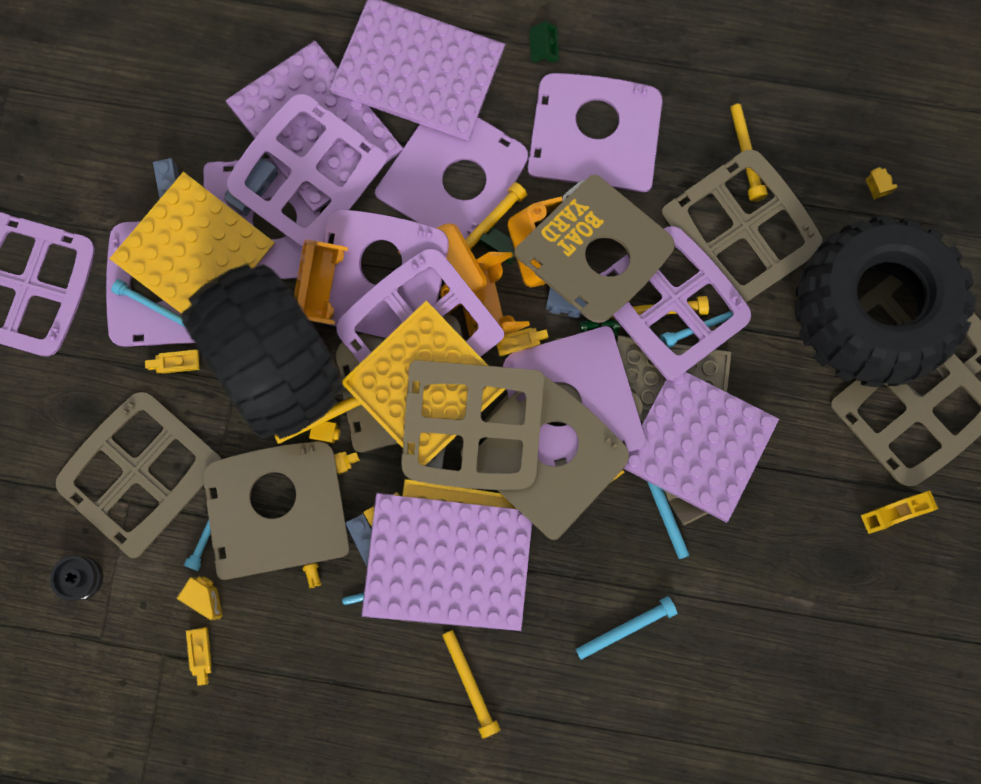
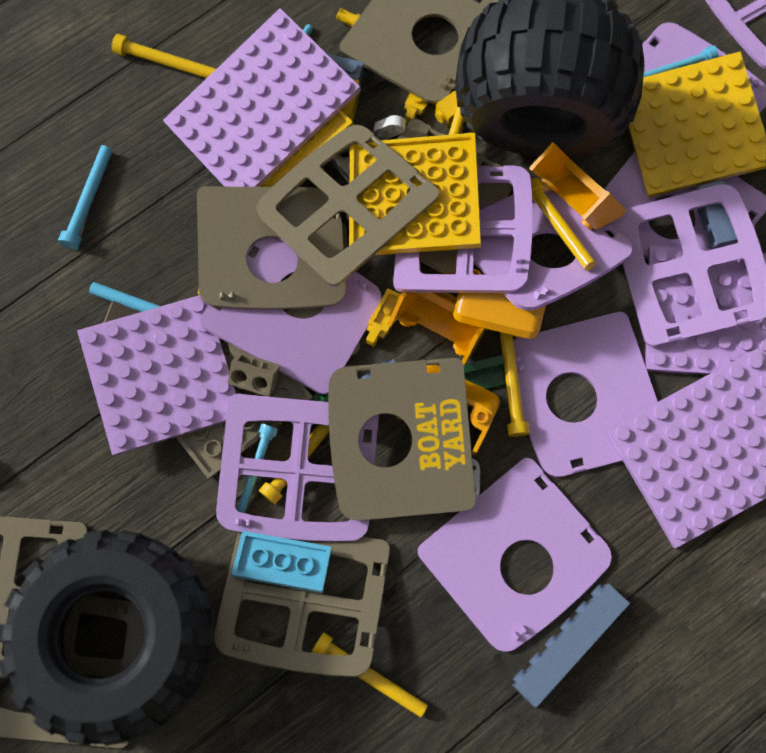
camera: 135 degrees right, 5 degrees down
(358, 270) = (560, 225): none -> yellow piece
(379, 459) = (389, 127): none -> white beam
(544, 42) = (646, 587): dark green panel -> none
(620, 56) = (570, 644): none -> sand blue brick
(642, 380) = (254, 370): none -> dark tan brick
(737, 256) = (282, 562): none -> medium azure plate

